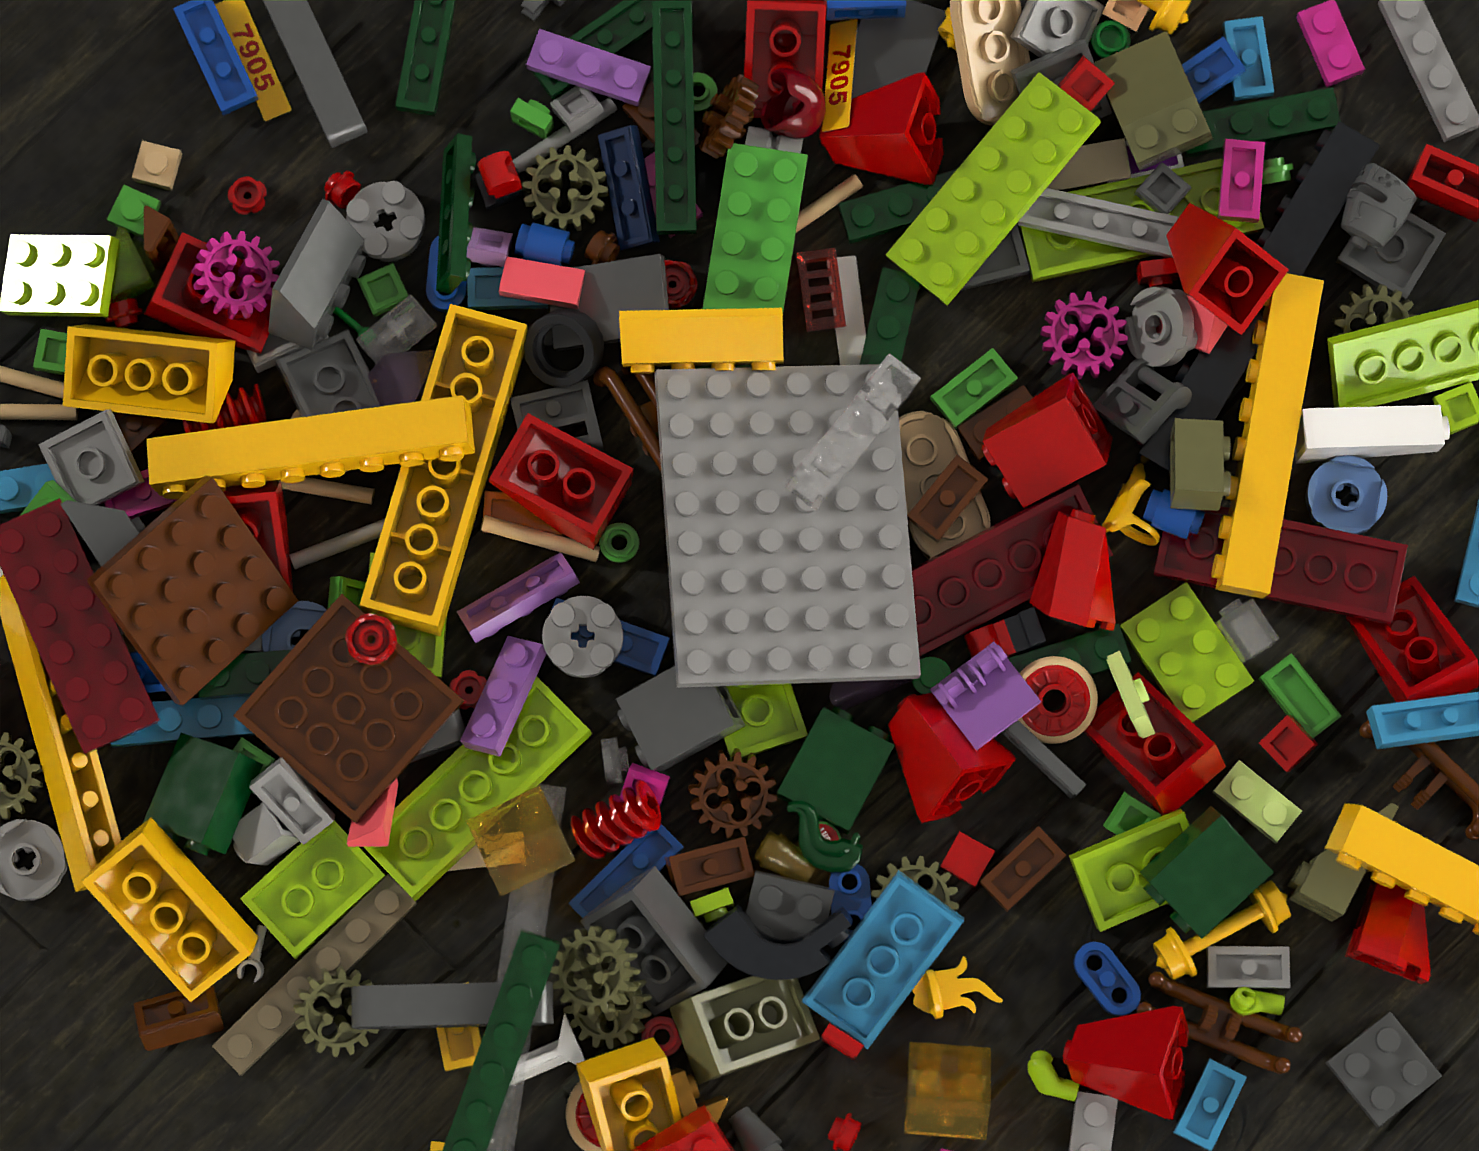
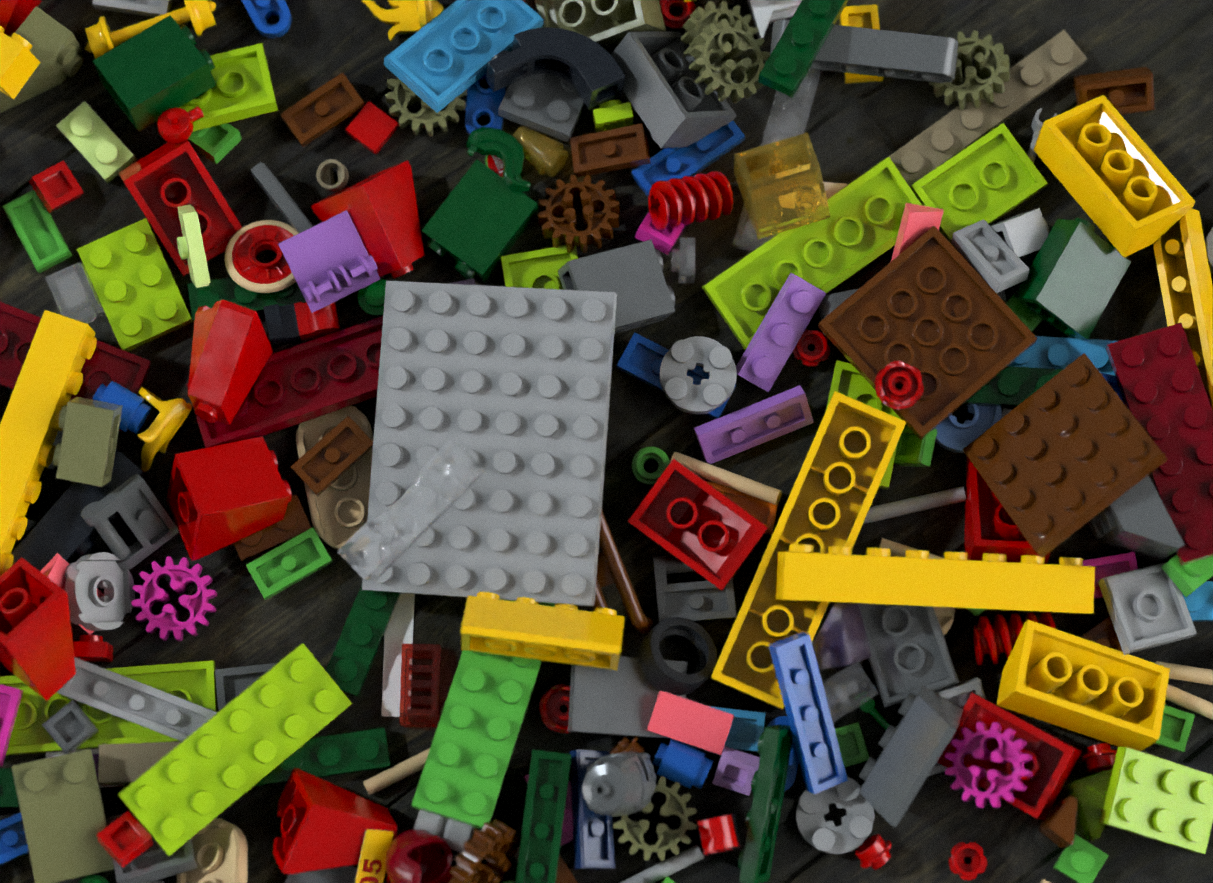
camera: 170 degrees left, 0 degrees up
(424, 302) = (808, 712): none -> plate
(603, 206) = (619, 783): none -> dark grey helmet
(1006, 797) = (326, 178): none -> dark tan hinge
(1170, 815) = (177, 124): none -> red piece

